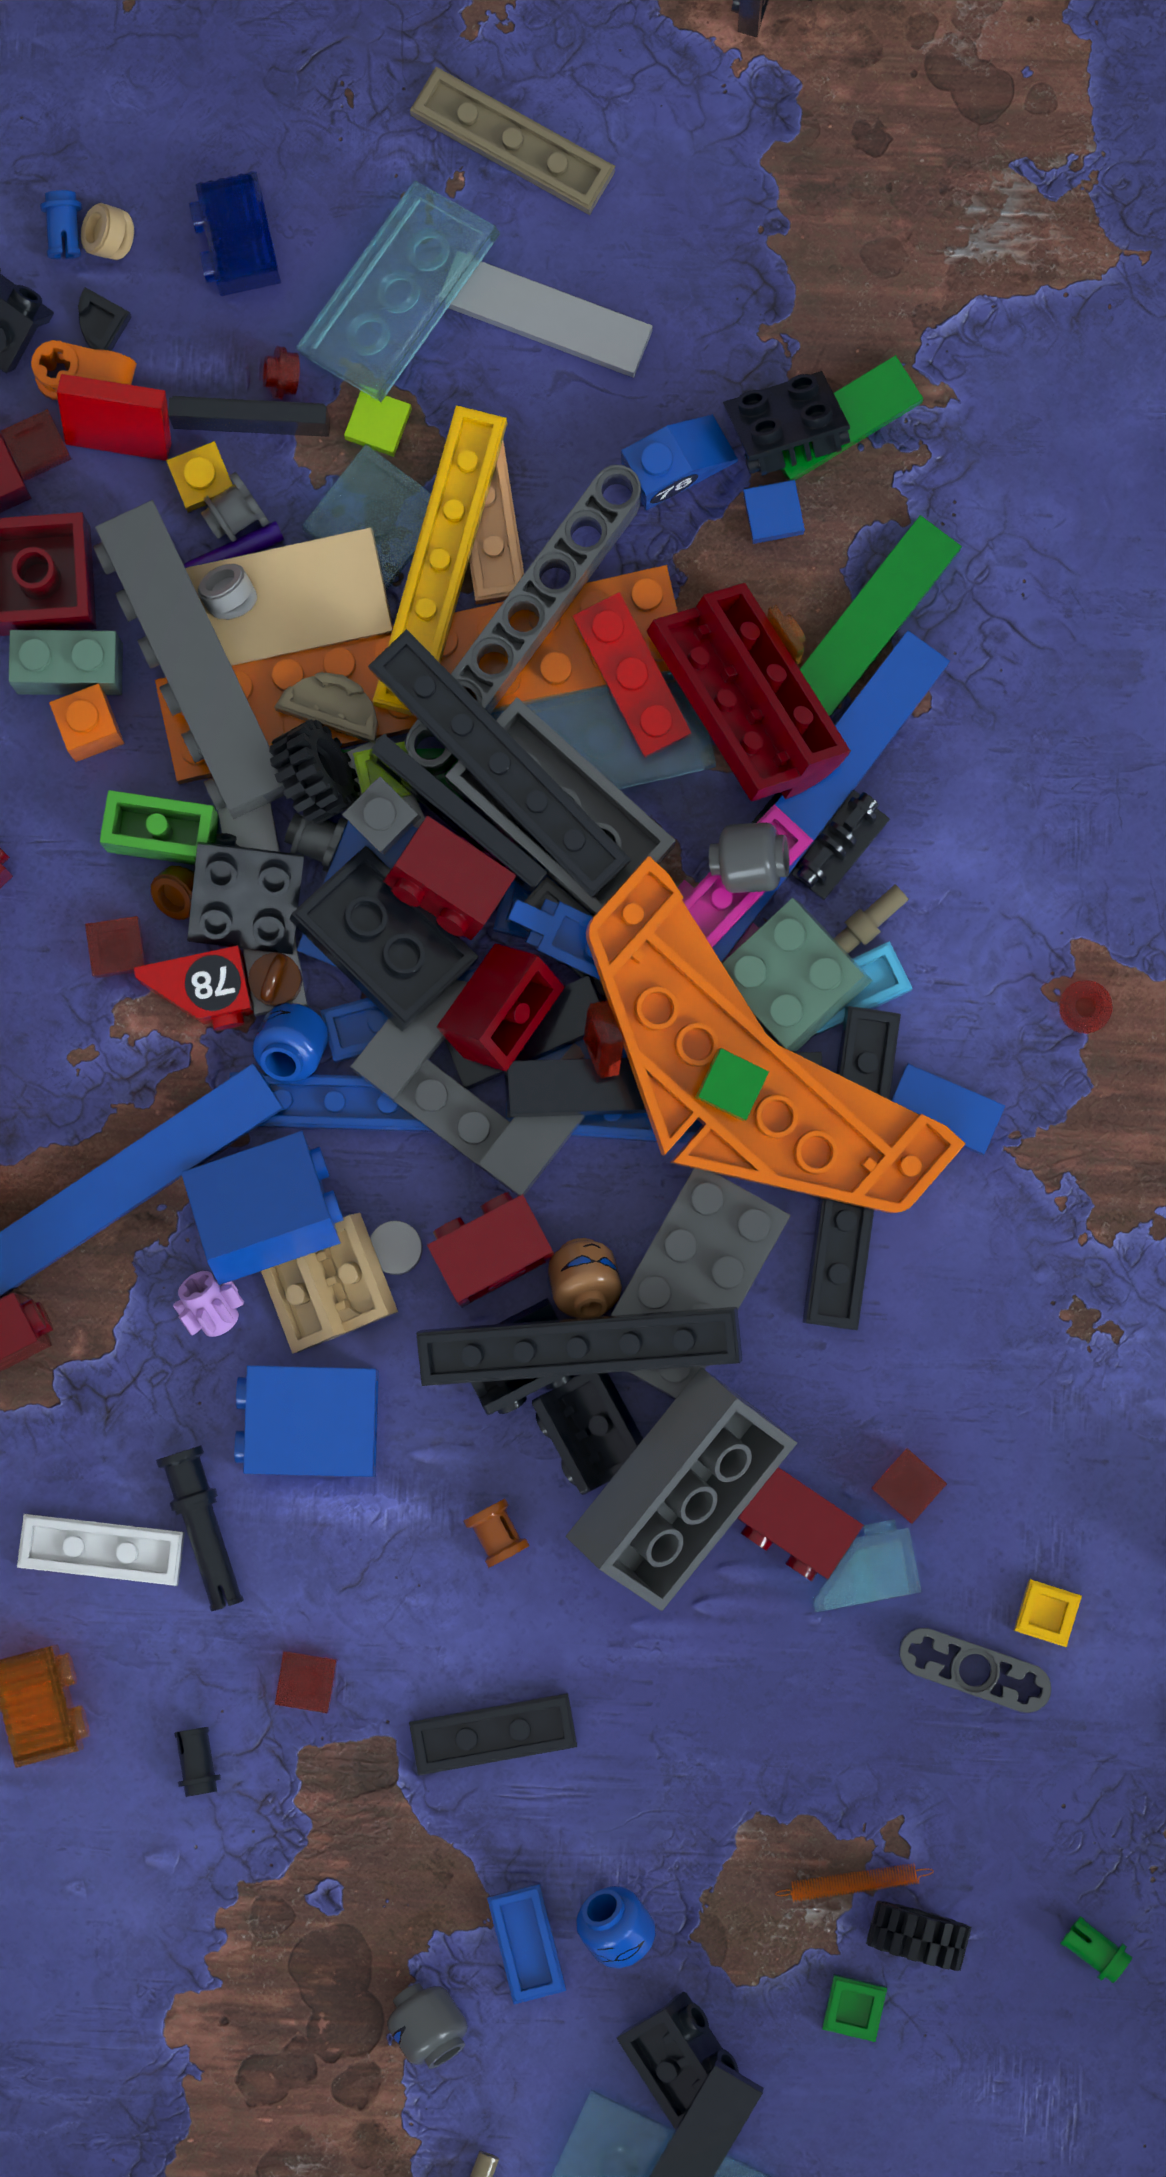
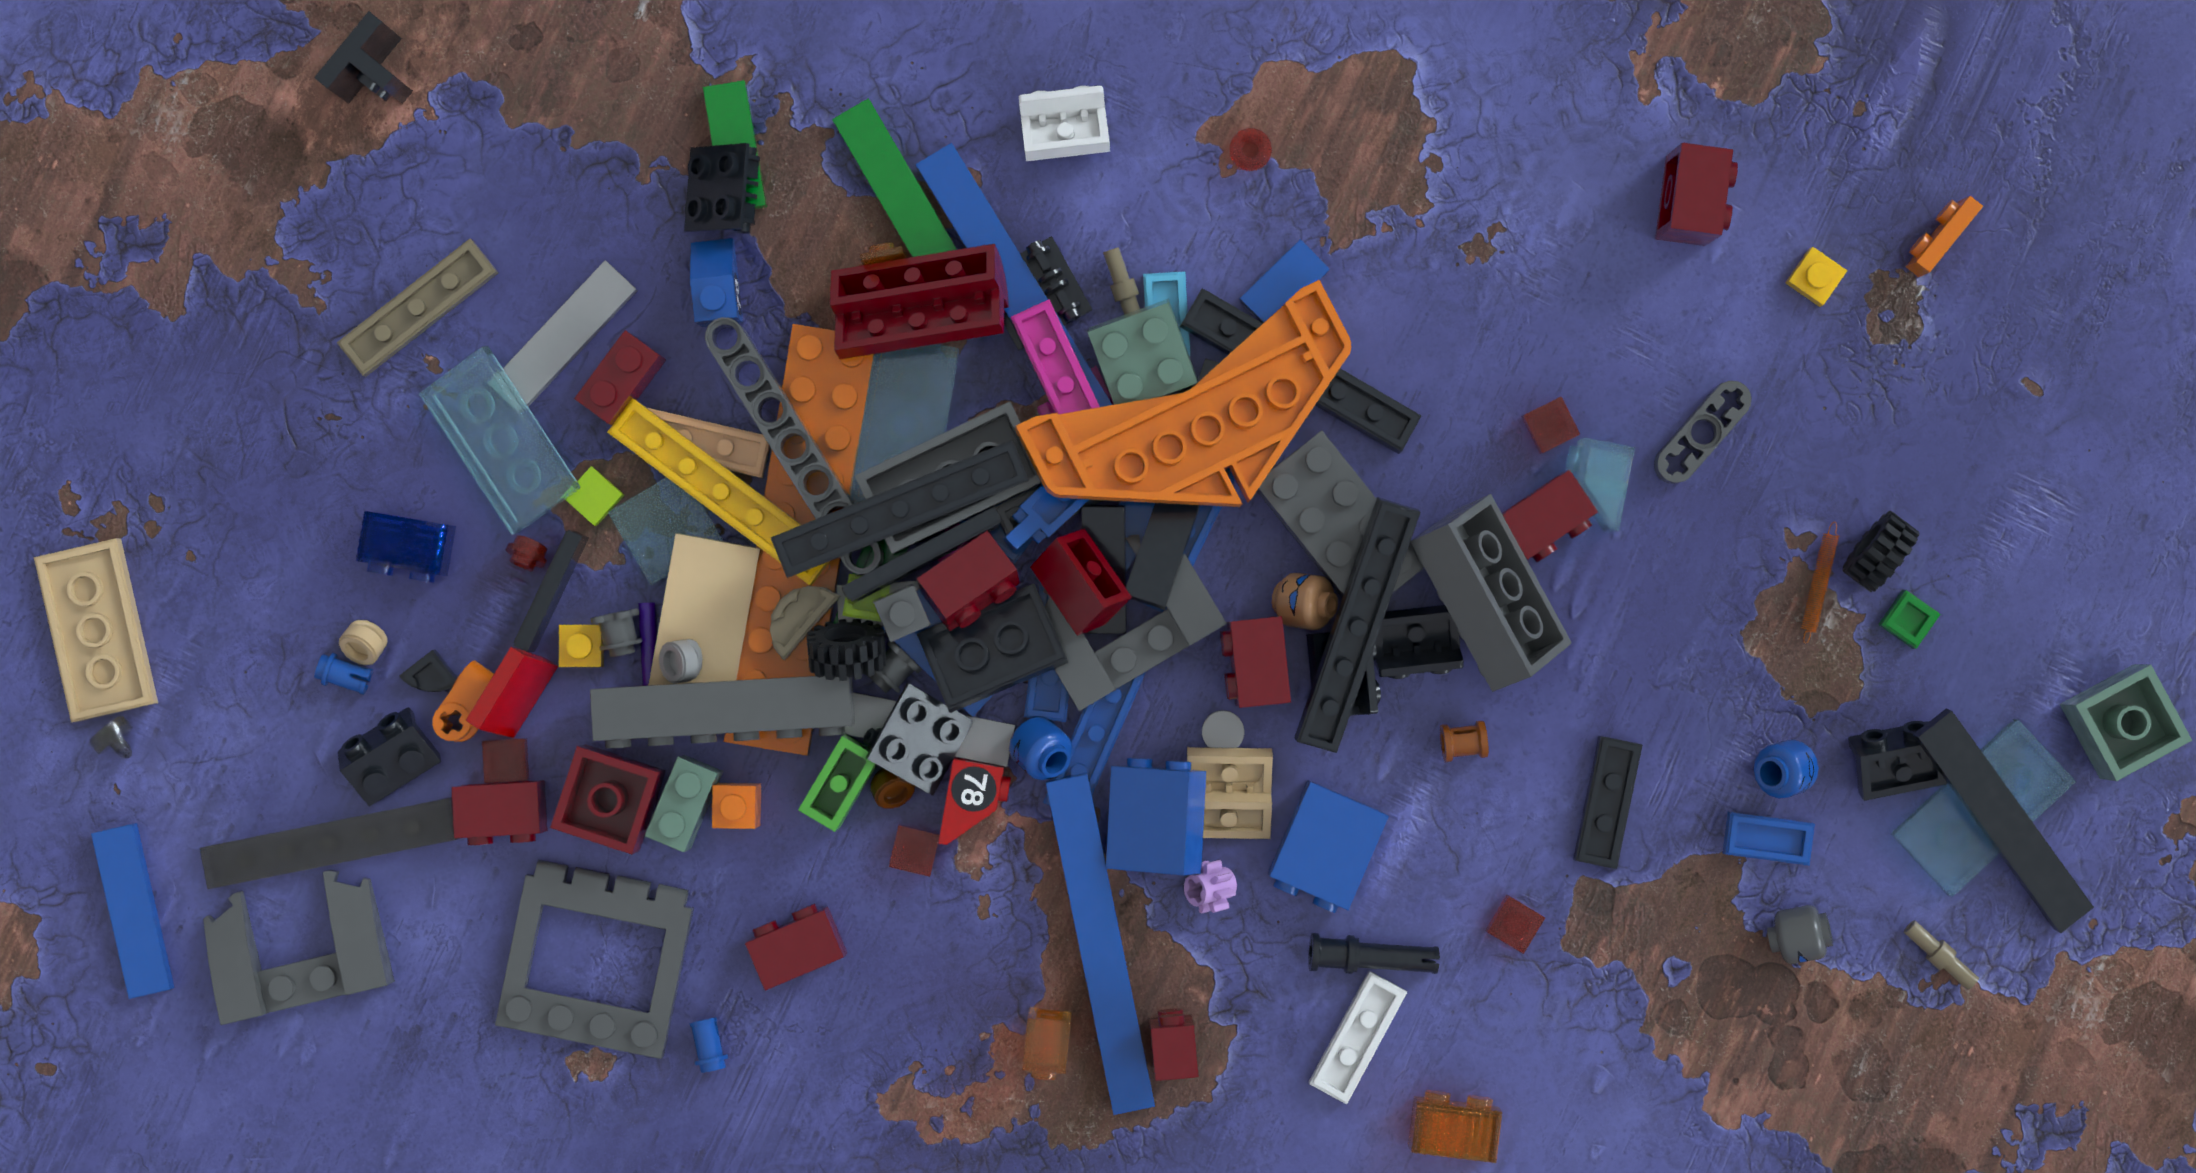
camera: 70 degrees left, 5 degrees up
(196, 1762) = (1542, 1028): black pin -> none
(275, 979) = (988, 741): reddish brown tile -> none
(525, 394) = (620, 377): none -> dark red brick
(603, 1039) = (1137, 515): clear red tile -> none
(631, 675) = (867, 383): red plate -> none
(732, 1084) = (1211, 433): green tile -> none
(750, 857) = (1046, 351): dark grey head -> none
(773, 511) = (784, 227): blue tile -> none
(1025, 779) = (1064, 123): none -> white bracket
(1047, 1613) = (1682, 362): yellow tile -> none
(1097, 1950) = (1940, 426): green pin -> none

